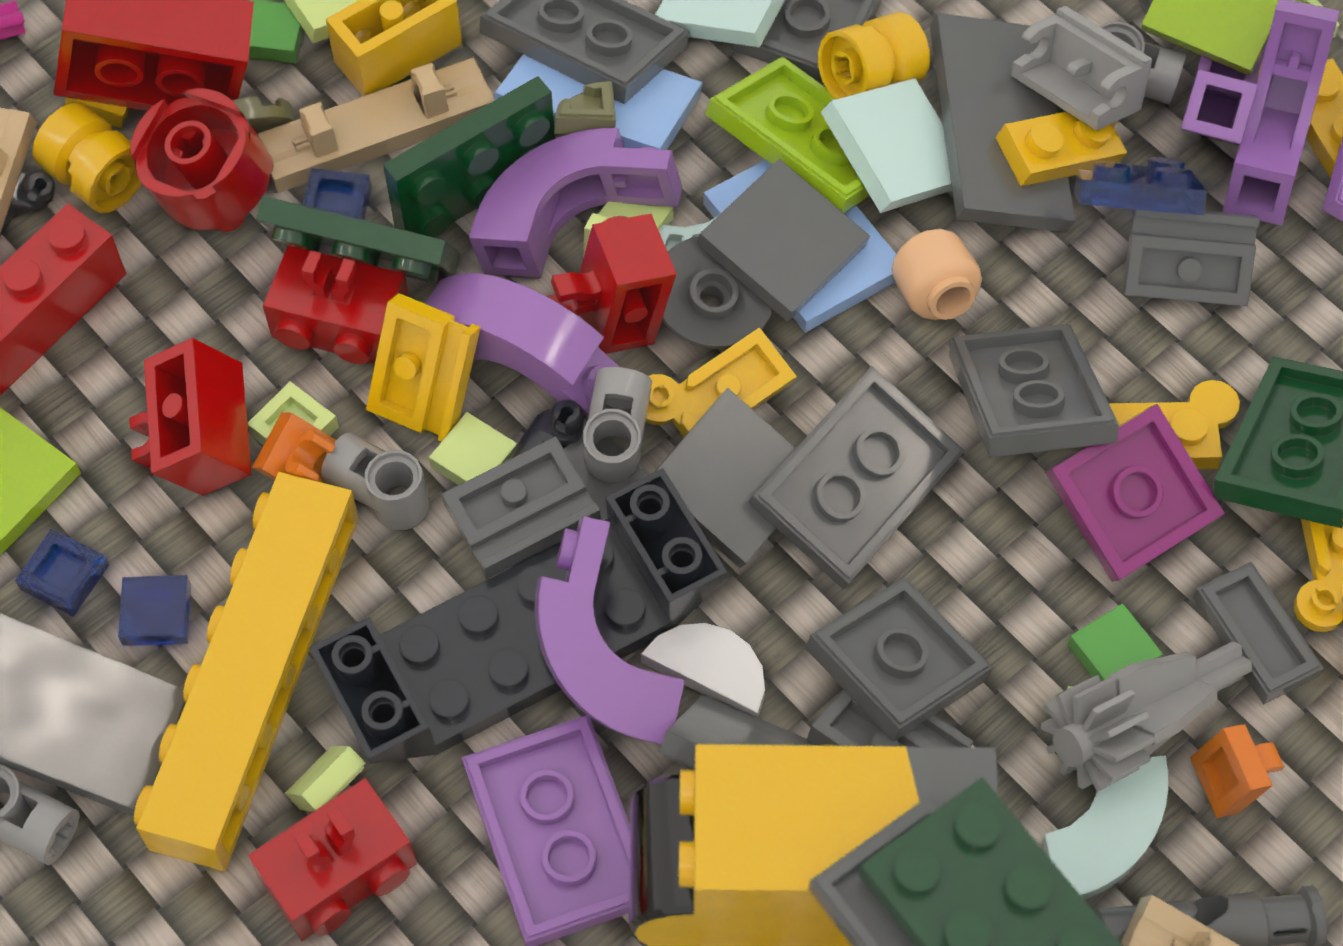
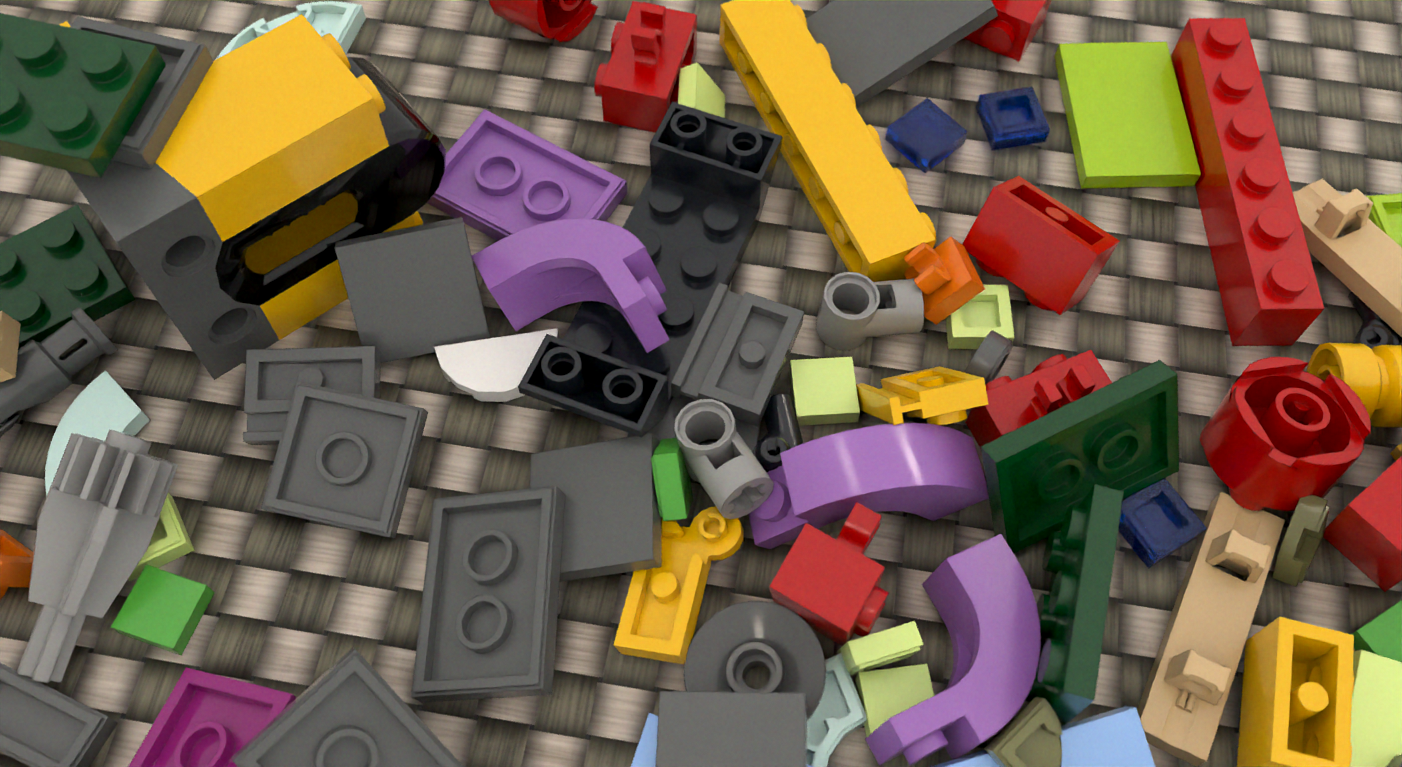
camera: 140 degrees right, 0 degrees up
(335, 374) = (990, 356): none -> dark grey tile
(660, 442) = (671, 481): none -> bright green tile

